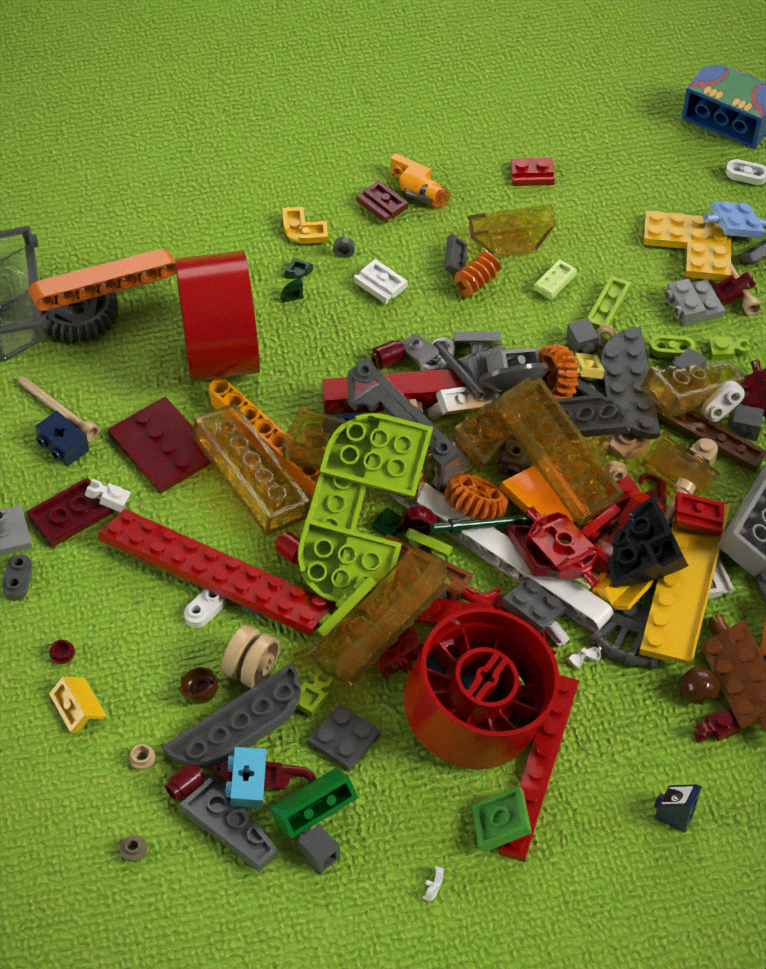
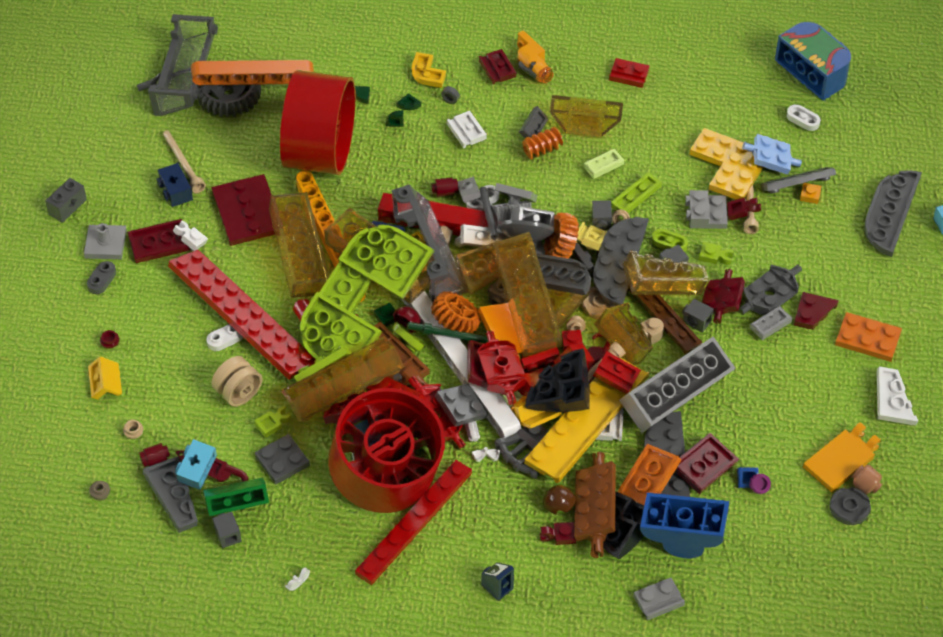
camera: 20 degrees right, 0 degrees up
(199, 685) = (194, 391): reddish brown hair -> none
(239, 722) = (212, 424): dark grey plate -> none
(501, 819) = (364, 548): bright green plate -> none
(722, 401) = (682, 294): white plate -> none

